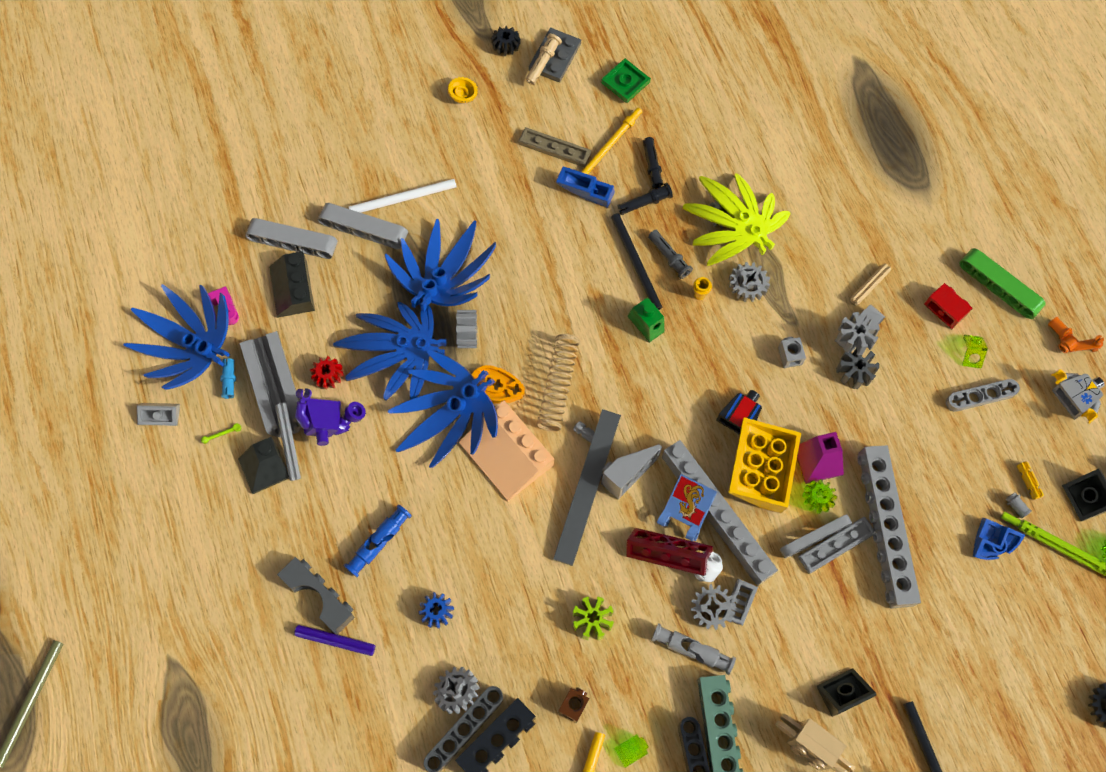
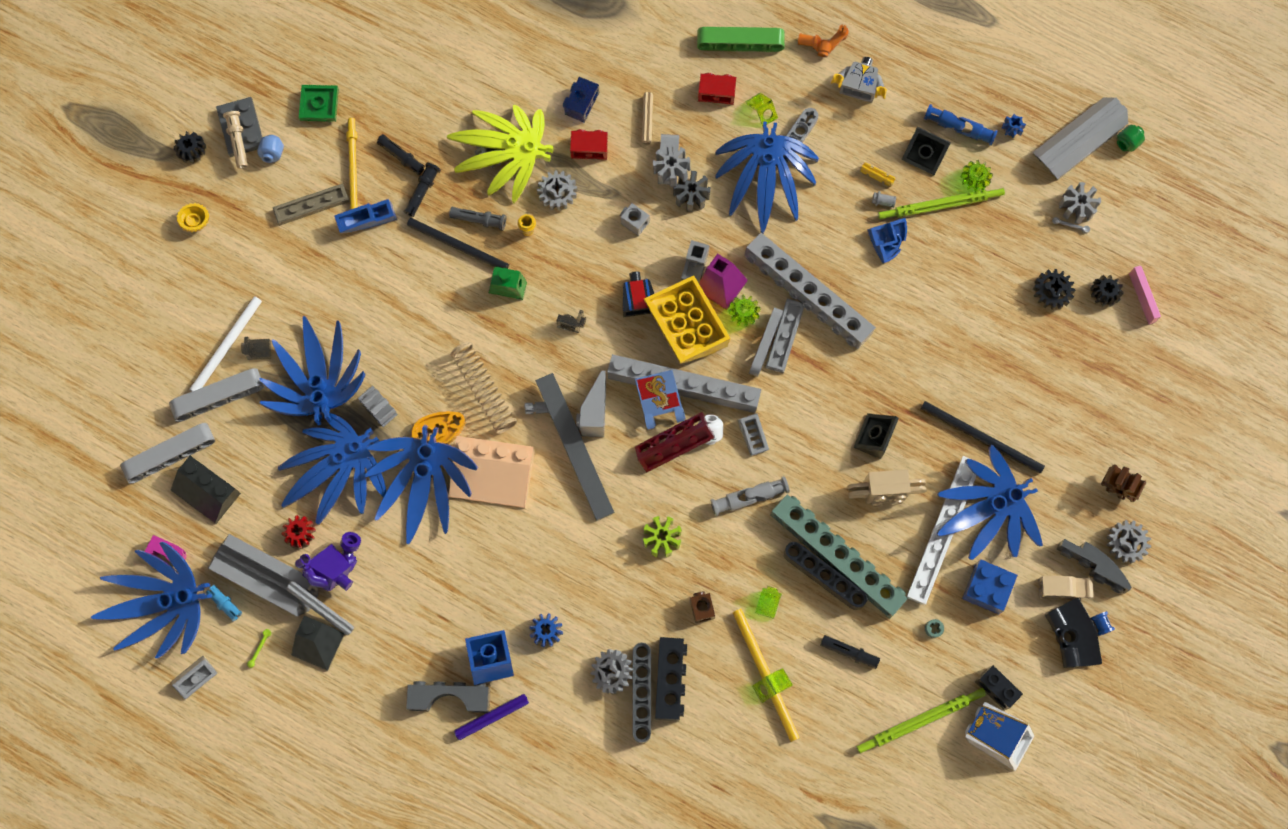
camera: 40 degrees left, 5 degrees up
(373, 591) = (489, 657): none -> blue brick
(383, 534) = (456, 608): blue piece -> none
(421, 217) = (256, 348): none -> clear smoke bracket
(561, 85) = (270, 148): none -> medium blue head
(669, 390) = (568, 322): none -> clear smoke bracket
(723, 606) = (732, 461): light grey gear -> none
(805, 267) = (589, 144): none -> red brick
(814, 423) = (695, 260): none -> light grey brick
(829, 229) = (580, 108): none -> clear blue brick
(947, 387) = (768, 153): none -> blue plant

